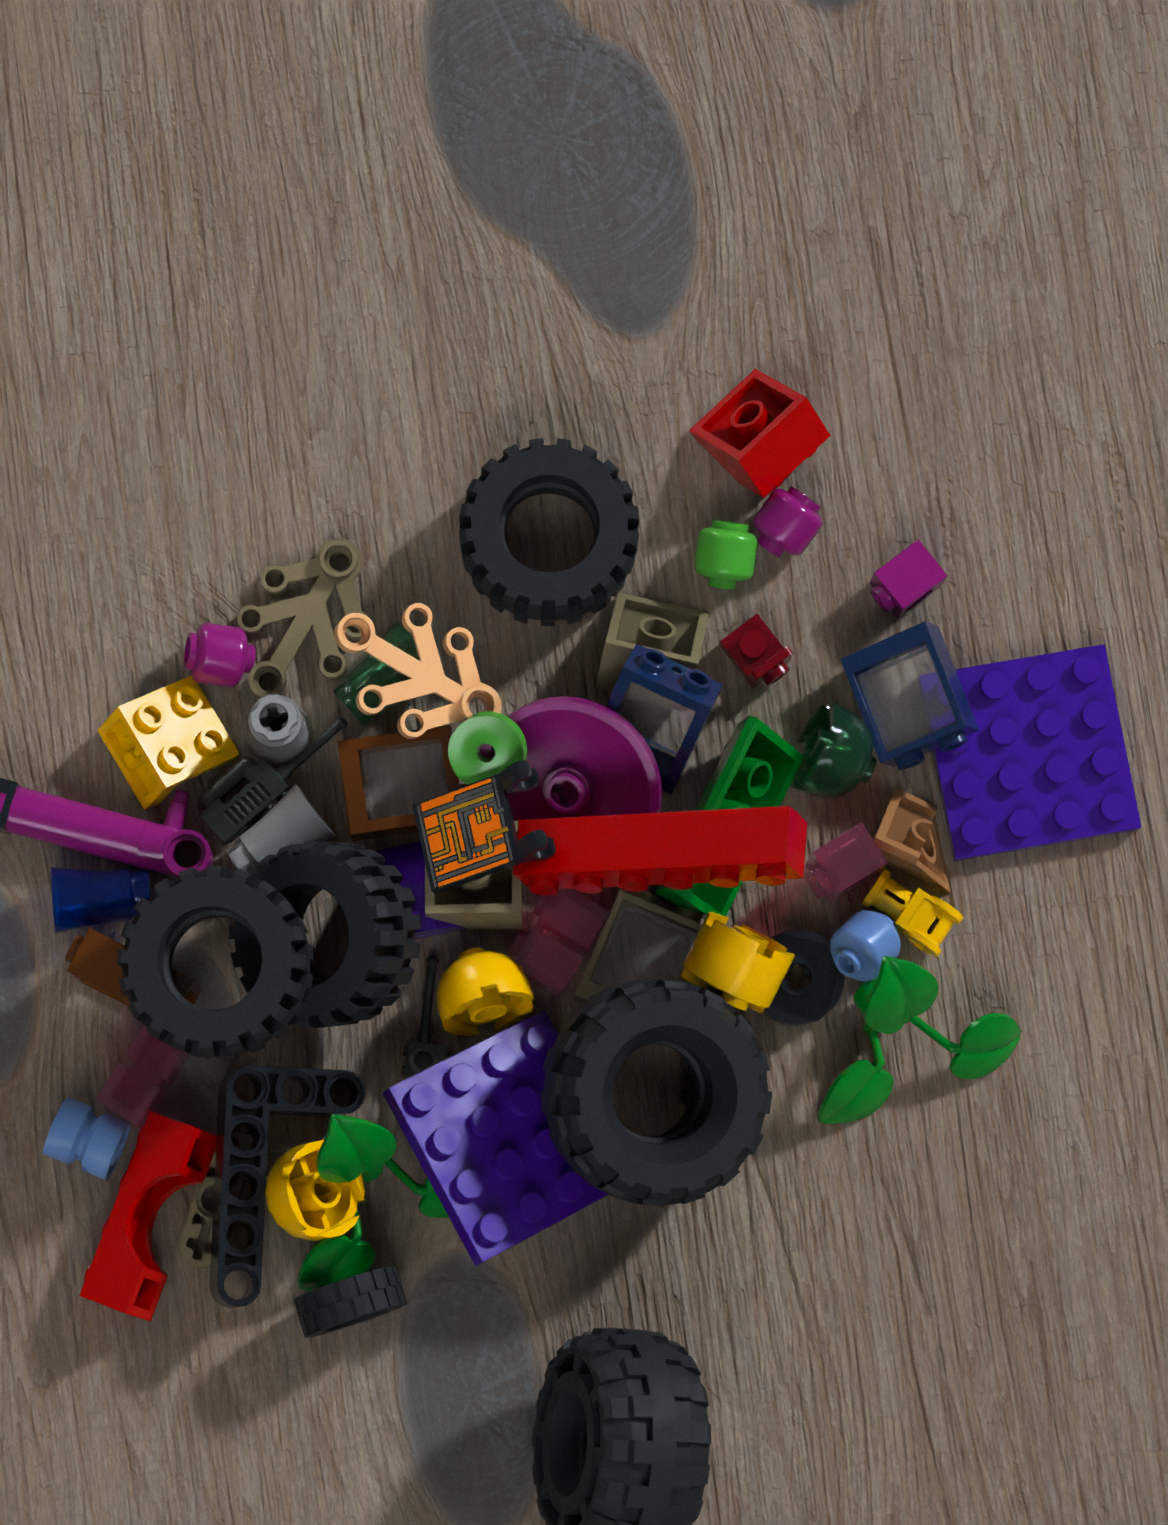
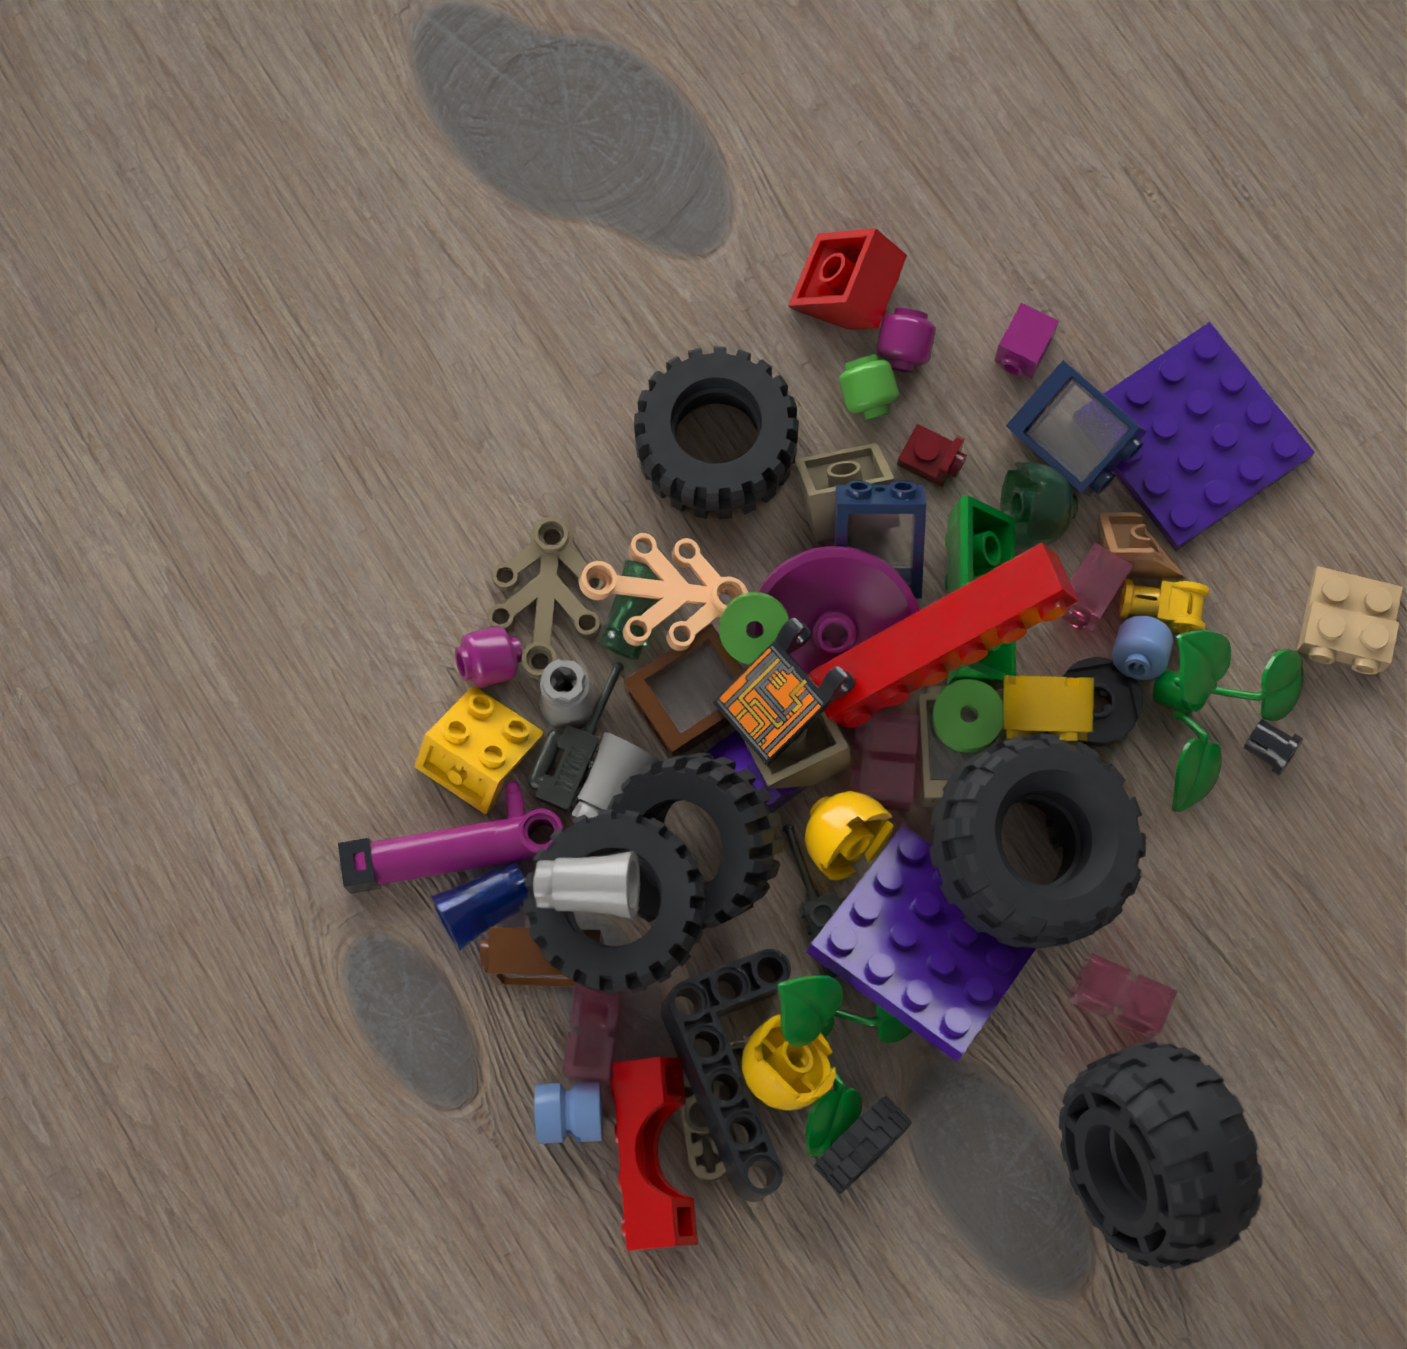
camera: 15 degrees left, 5 degrees down
(191, 939) = (590, 884): none -> light grey plant
(659, 912) = (964, 735): none -> bright green piece
(688, 1292) = (1105, 985): none -> clear pink piece
(947, 1102) = (1272, 745): none -> black bush
(1089, 1013) = (1350, 621): none -> tan plate

